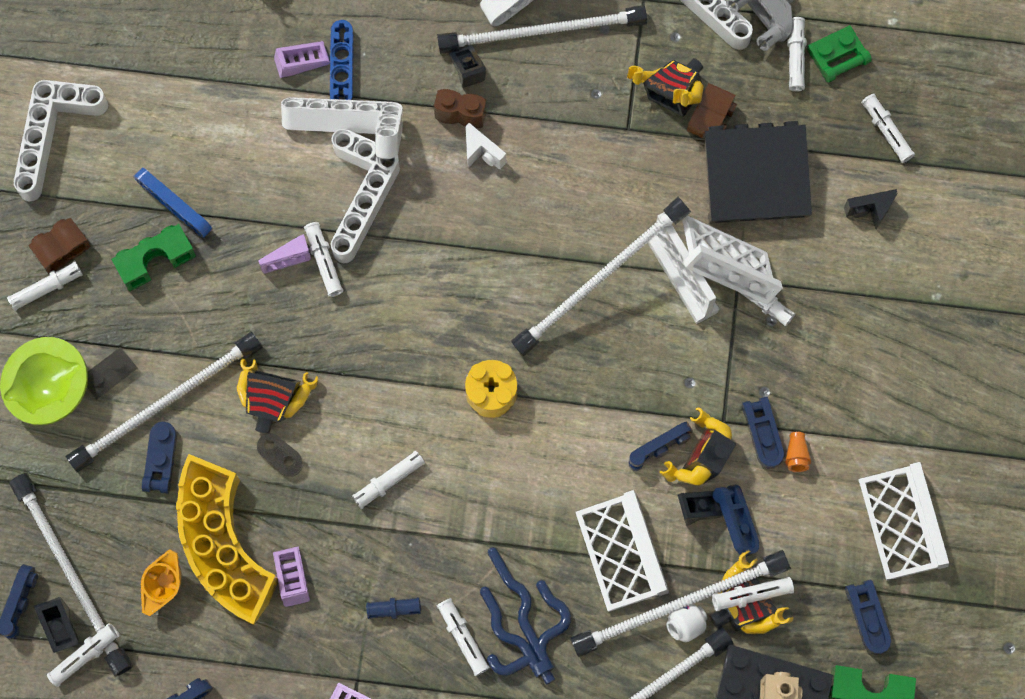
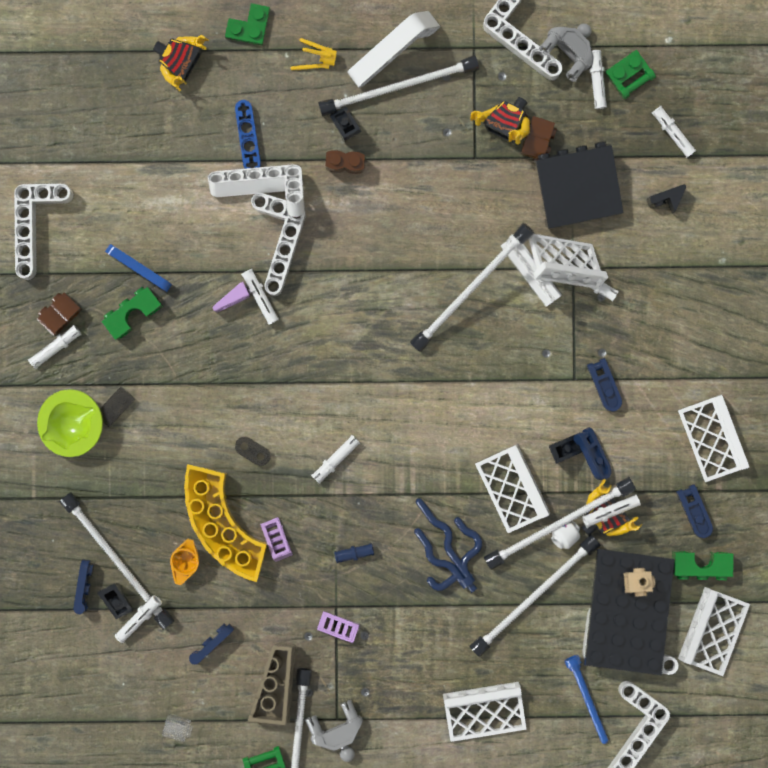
camera: 10 degrees left, 15 degrees up
(84, 456) = (109, 473): white hose -> none
(160, 457) = (165, 465): dark blue plate -> none
(271, 395) = (239, 409): torso -> none
(299, 50) = (218, 141): lavender slope -> none
(447, 610) = (392, 548): white pin -> none
(480, 145) = (362, 188): white slope -> none
(491, 374) = (407, 372): yellow brick -> none
(659, 446) = (530, 407): dark blue plate -> none
(707, 456) = (567, 409): torso -> none
(797, 456) = (631, 397): orange cone -> none

